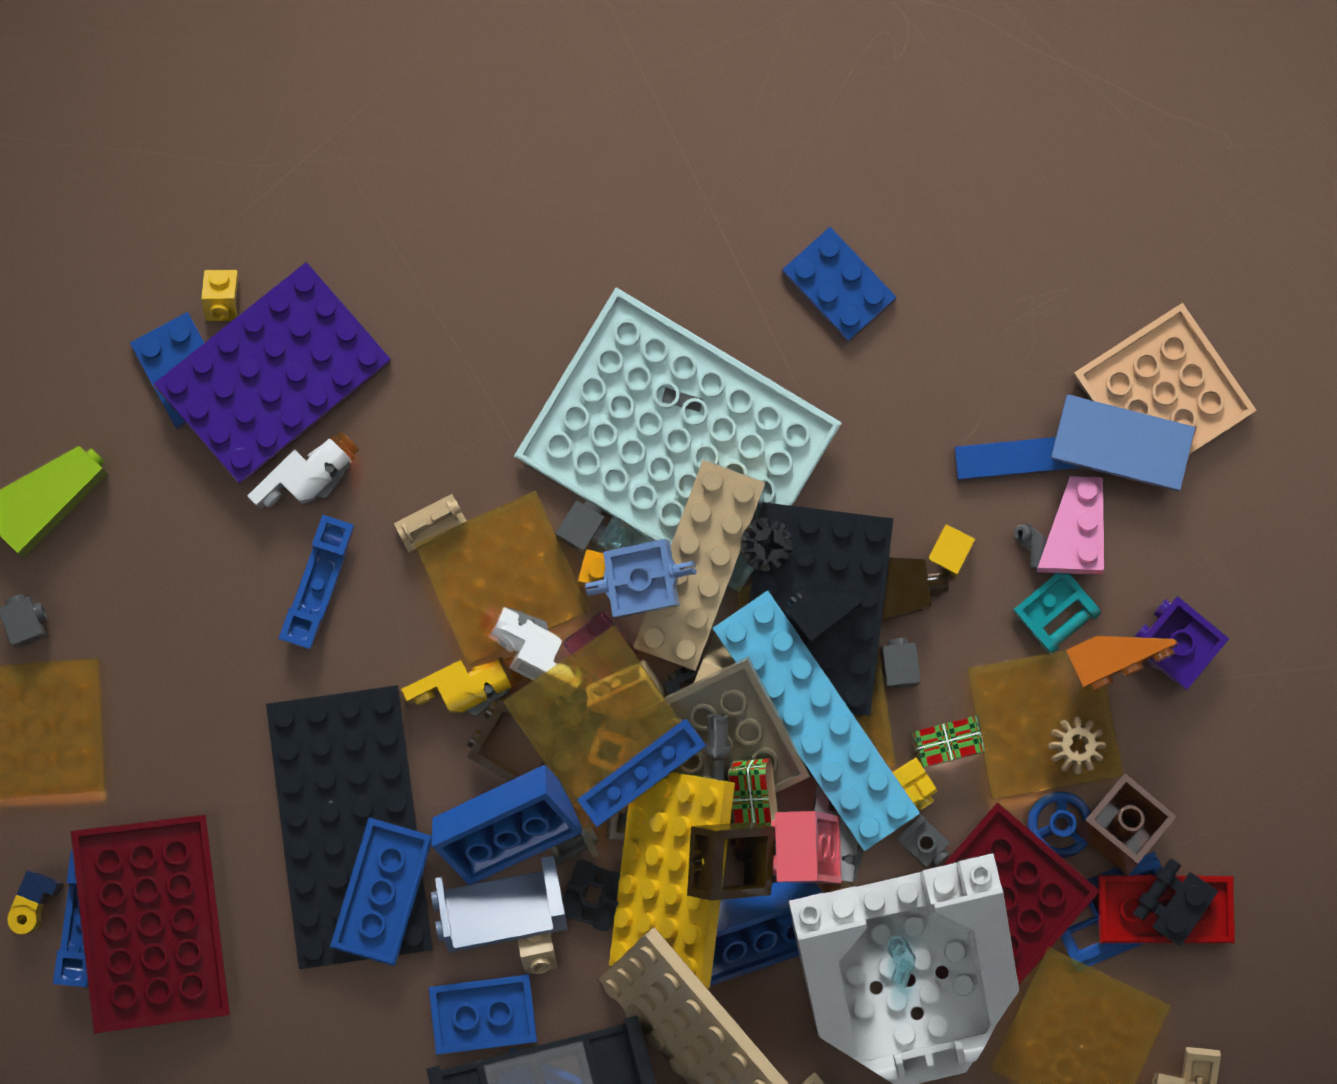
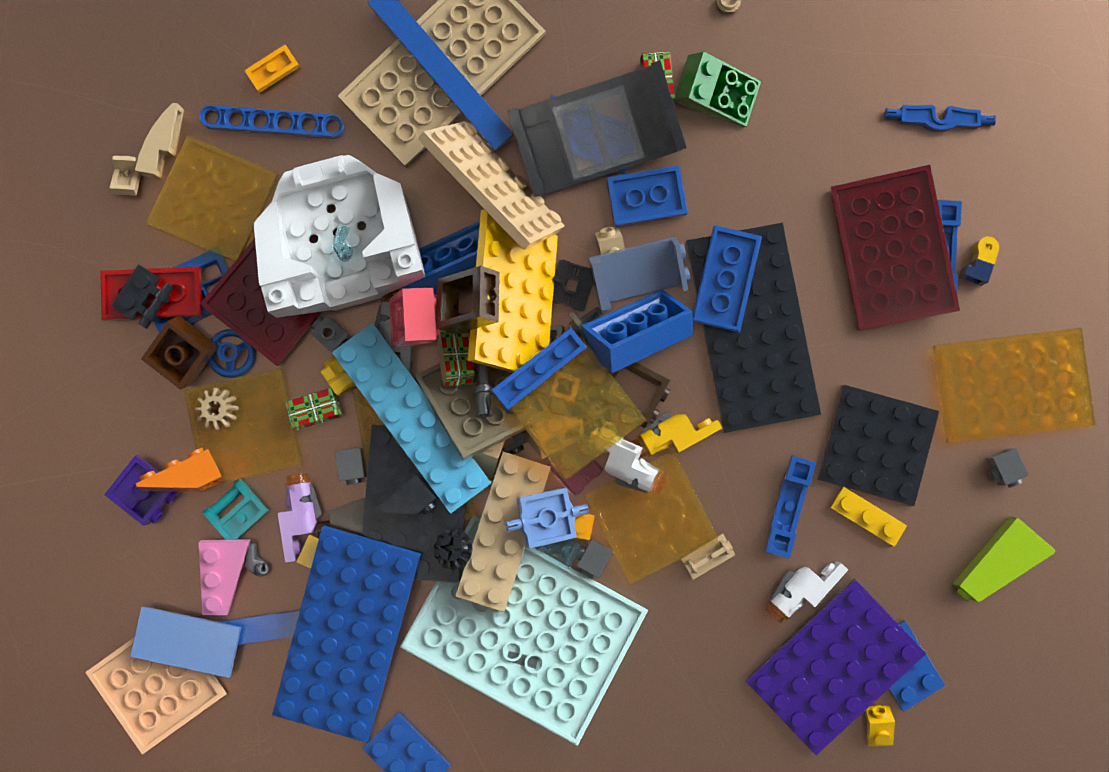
camera: 175 degrees right, 5 degrees up
(192, 659) = (878, 445): none -> black plate
(213, 566) = (868, 516): none -> yellow plate
(911, 444) = (346, 633): none -> blue plate
(969, 599) = (302, 514): none -> lavender plate

